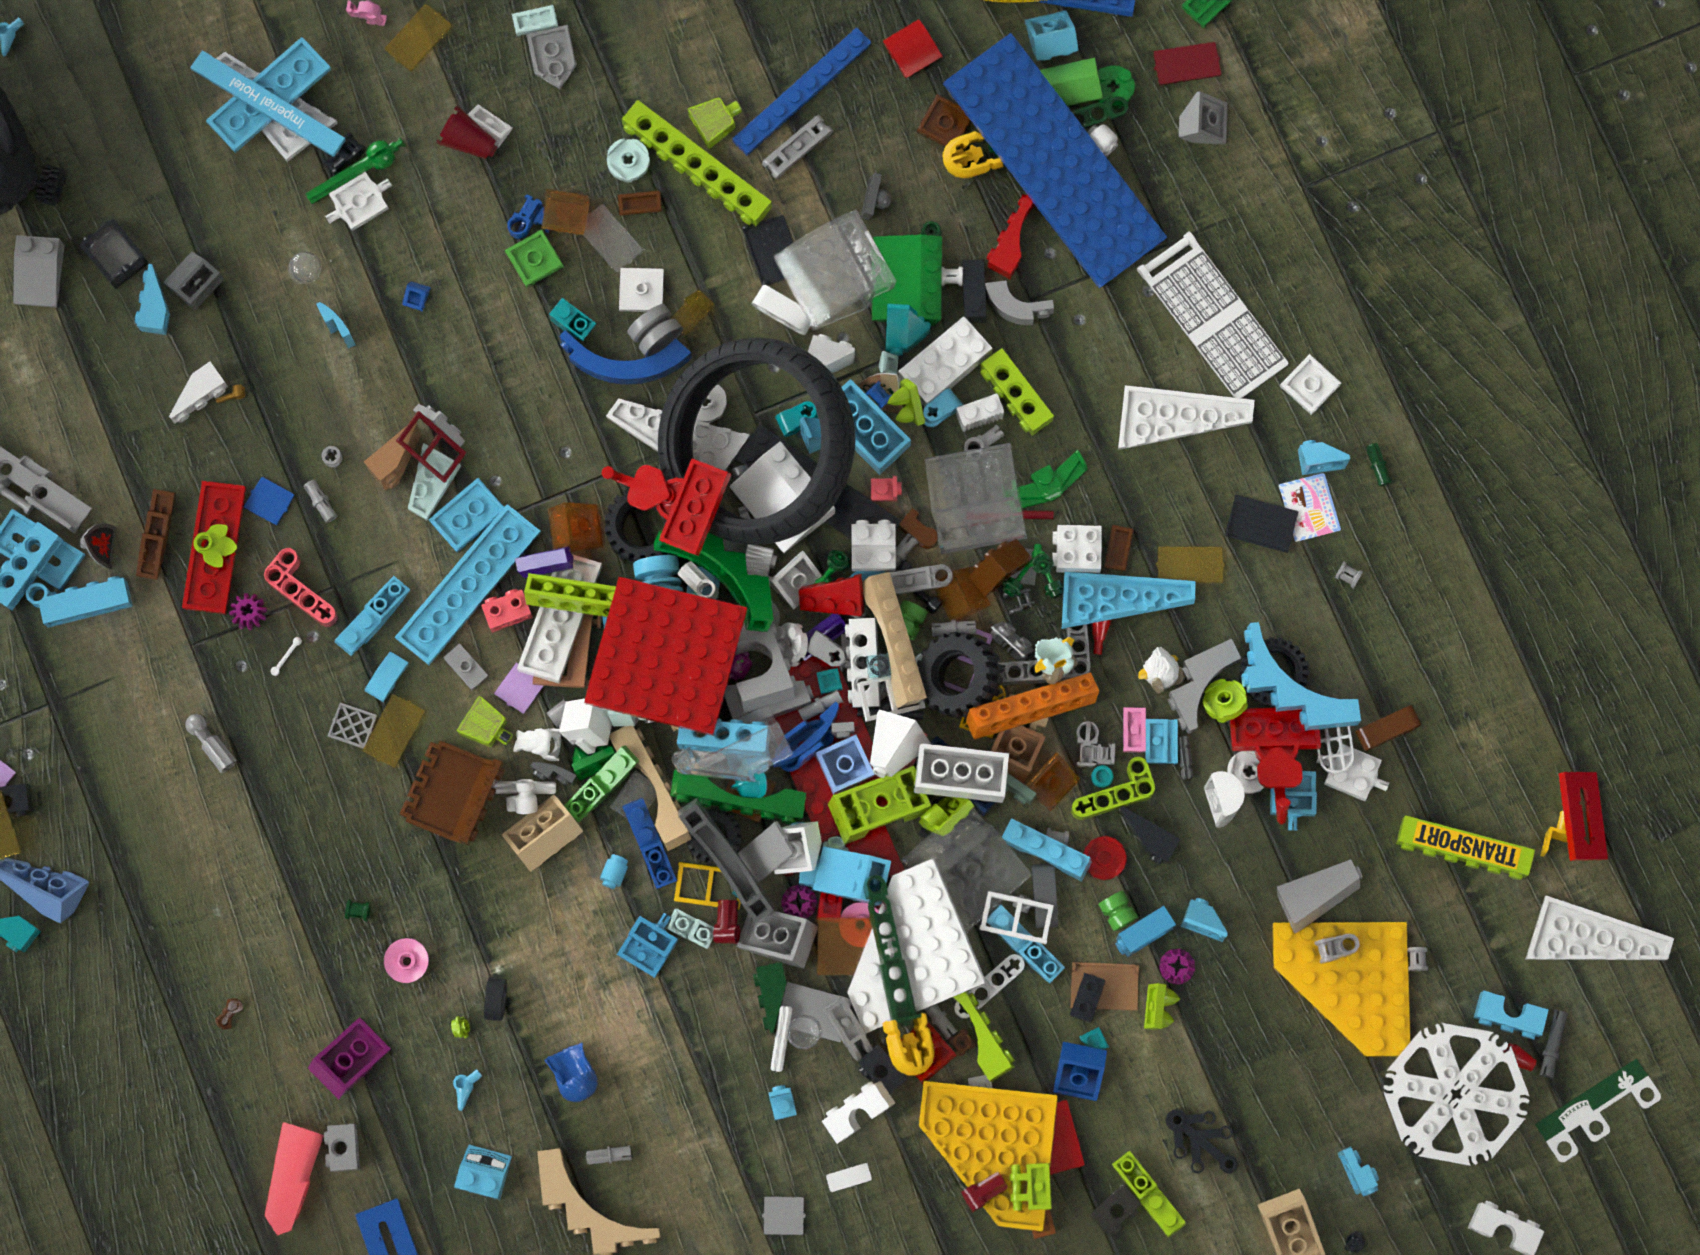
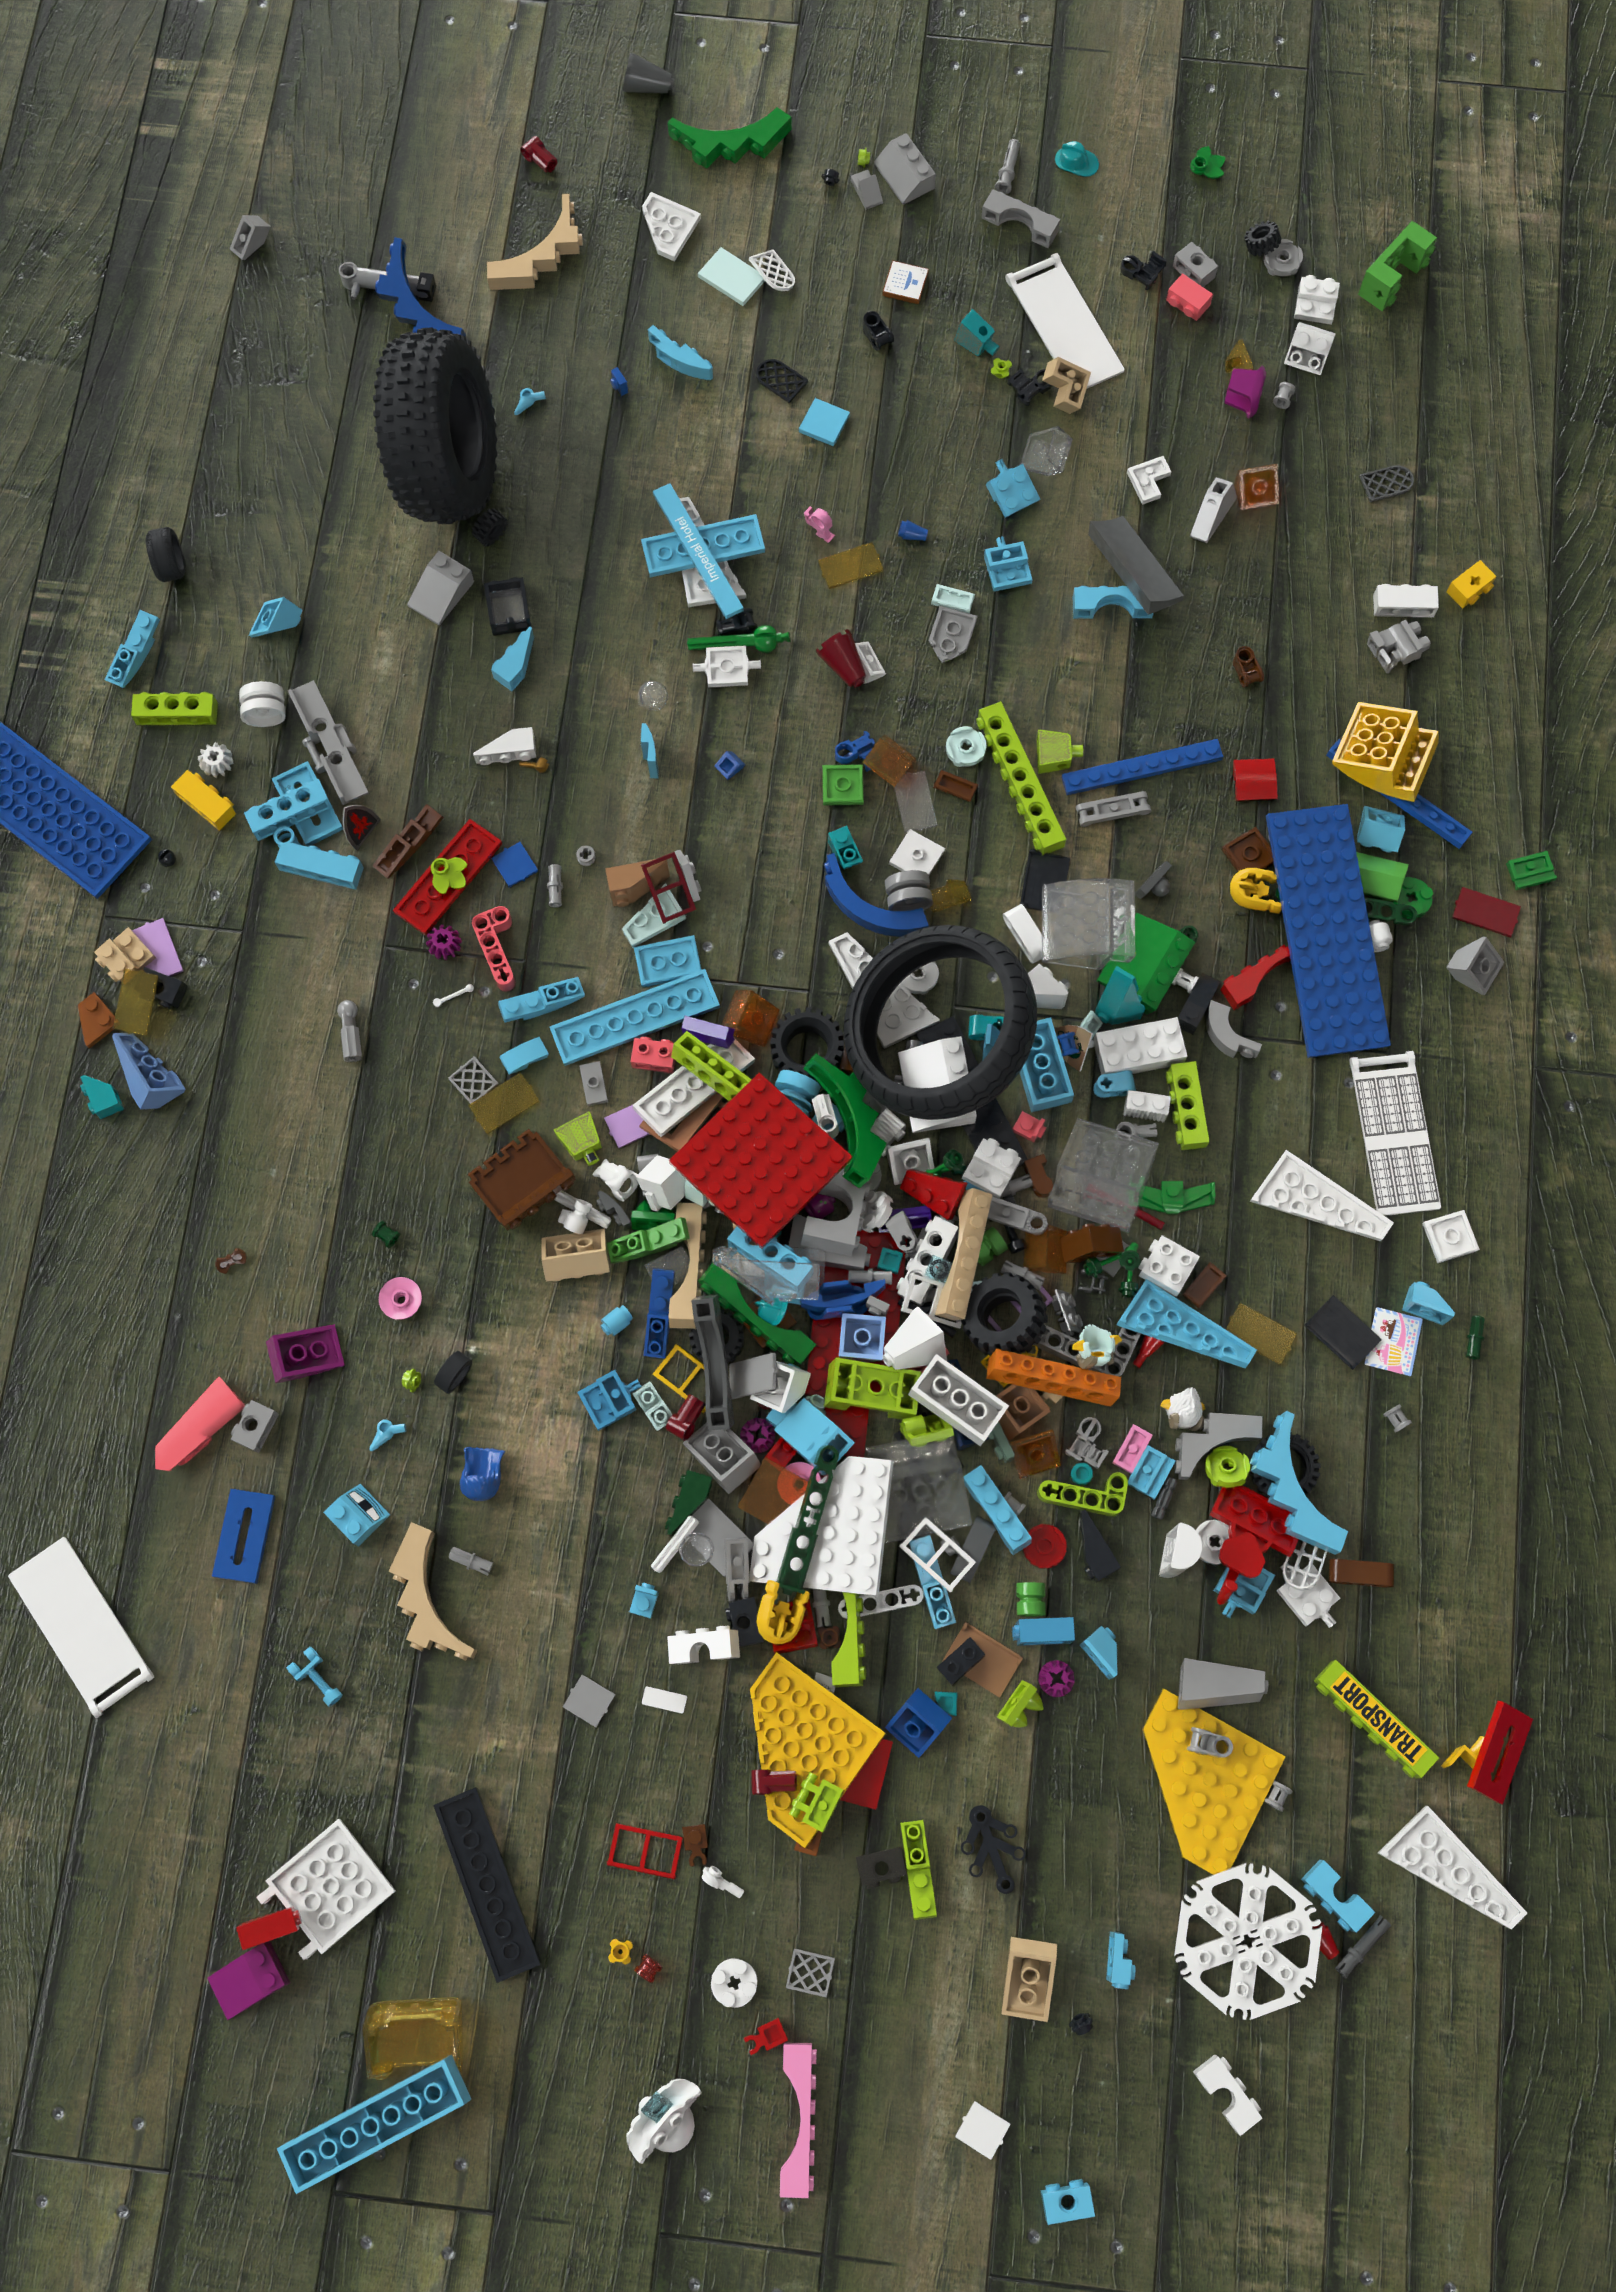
camera: 30 degrees right, 5 degrees down
(194, 280) = (558, 660): dark grey slope -> none
(688, 506) = (849, 1040): red plate -> none
(908, 395) = (1093, 1058): lime tile -> none
(1588, 1105) = (1366, 2022): piece -> none

